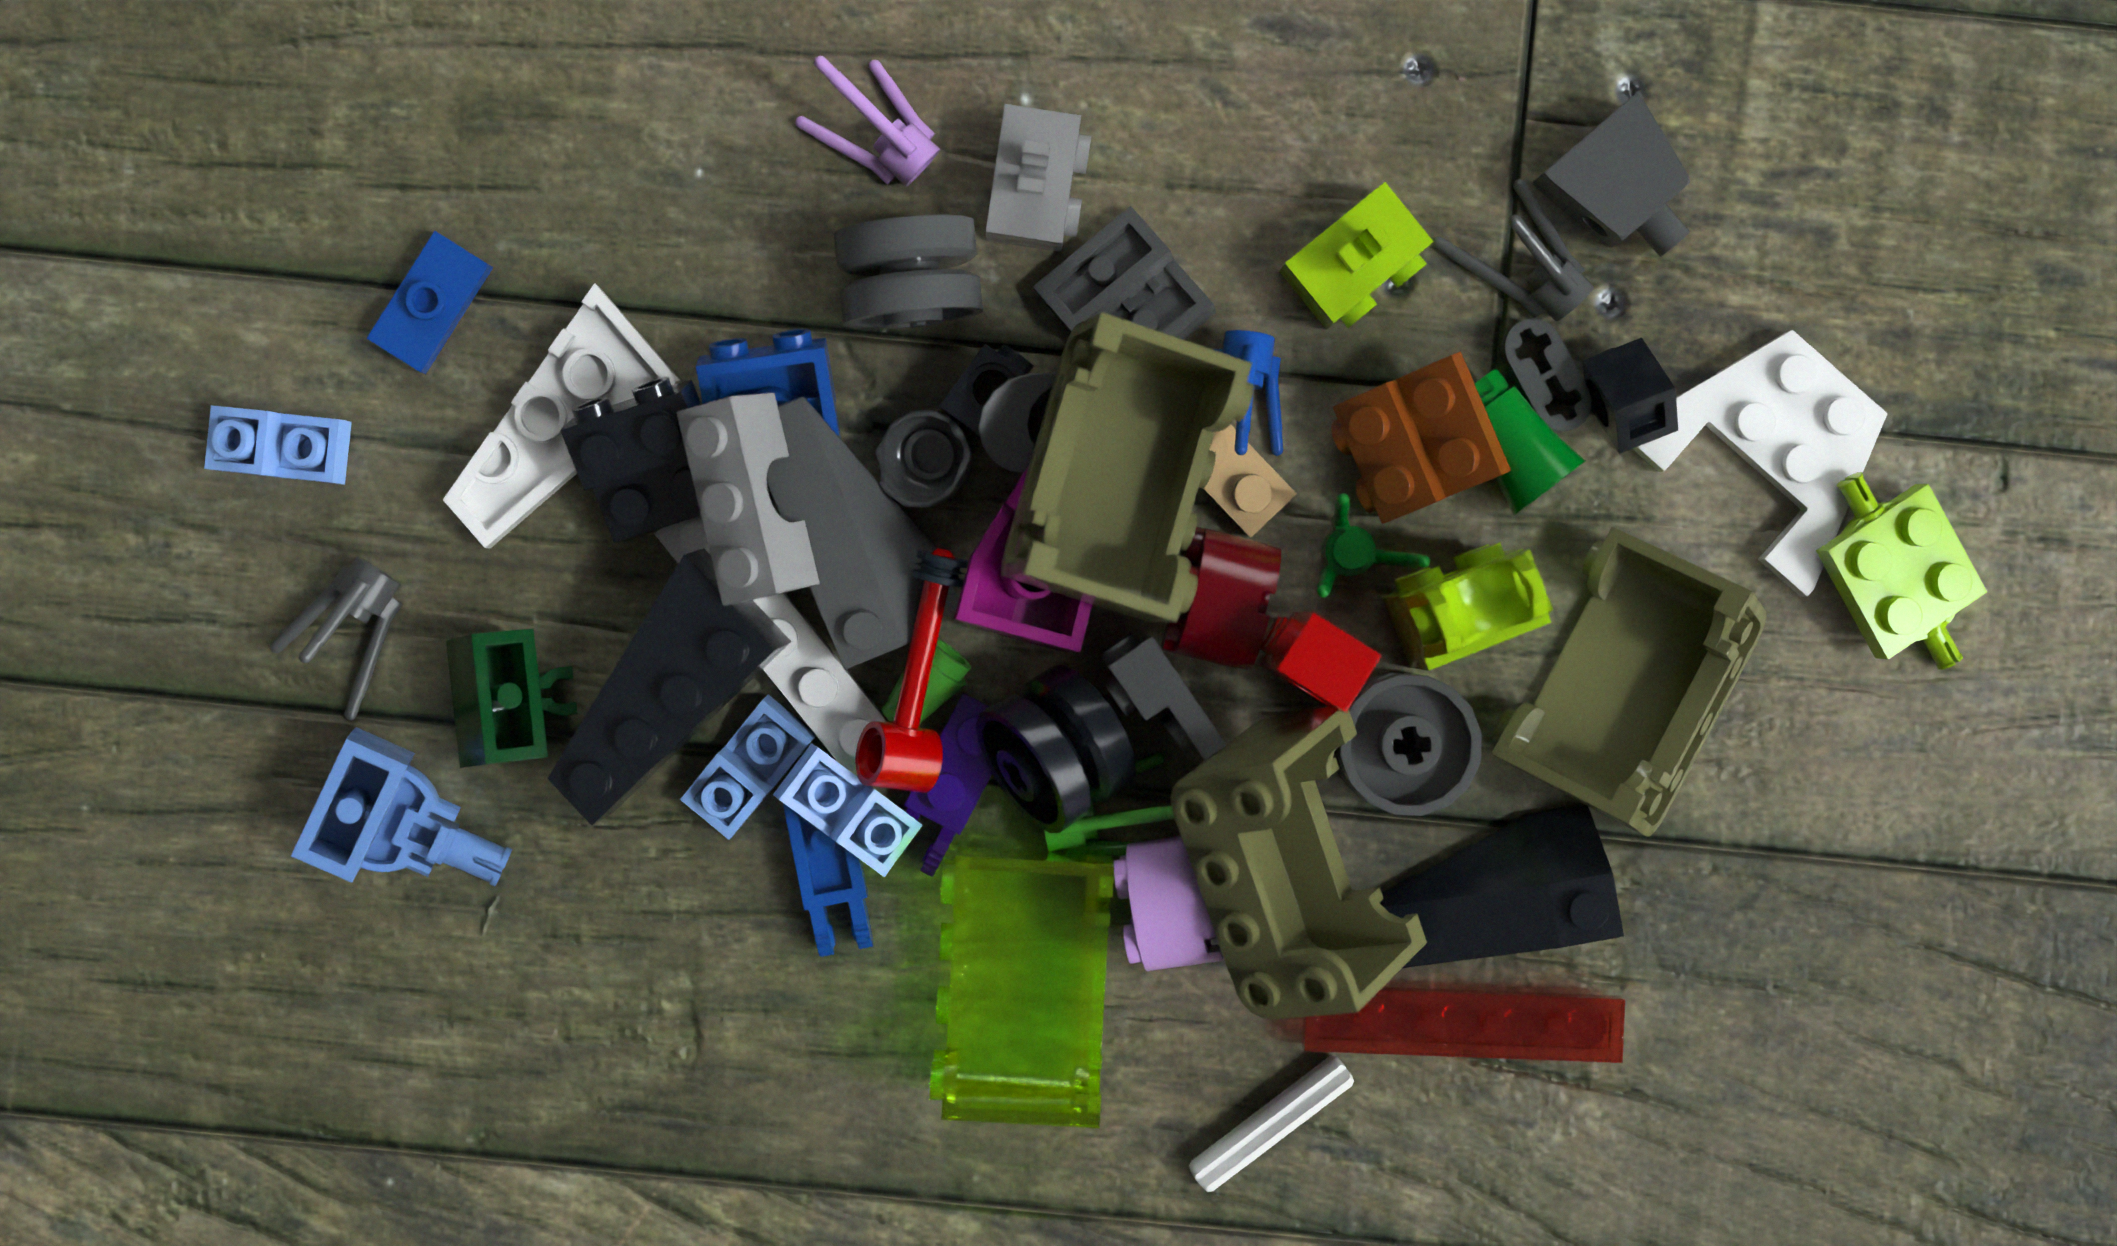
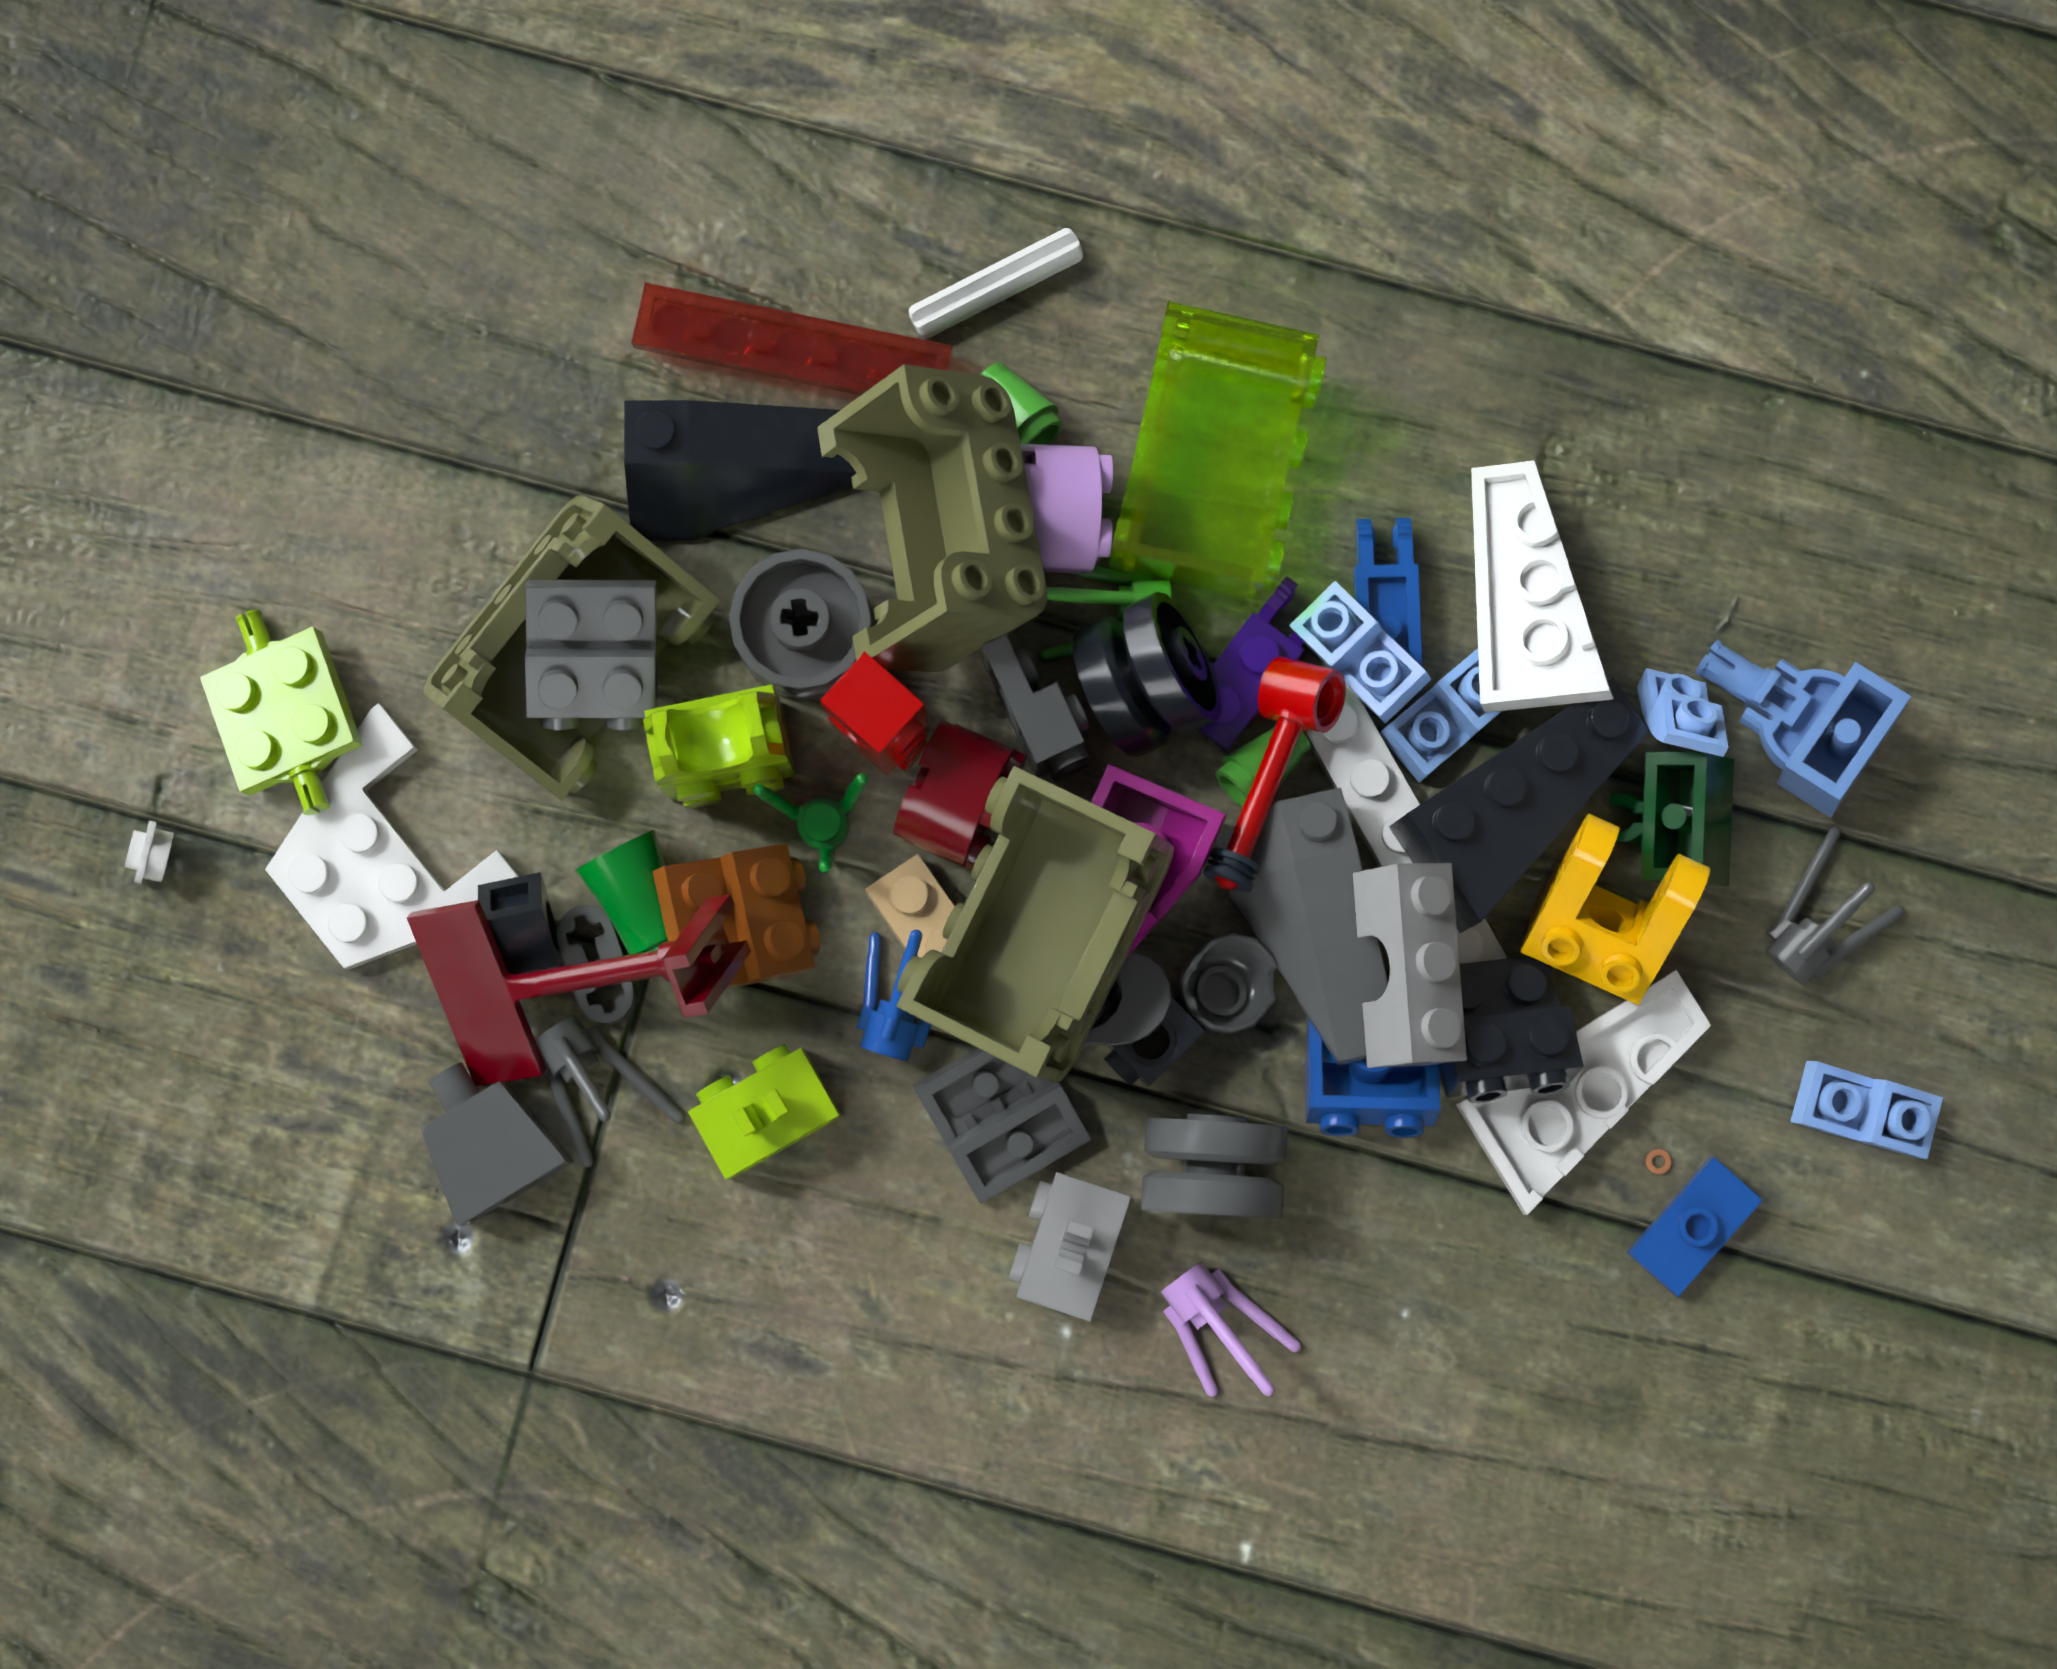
camera: 170 degrees left, 5 degrees down
(484, 361) = (1667, 1161): none -> nougat piece
(519, 802) = (1680, 712): none -> light blue slope
(562, 570) = (1601, 933): none -> yellow brick
(687, 881) = (1529, 611): none -> white wing
(1215, 997) = (1034, 413): none -> bright green cone
(1610, 679) = (591, 652): none -> dark grey plate
(1648, 315) = (485, 997): none -> dark red piece
(2004, 409) = (149, 853): none -> white plate

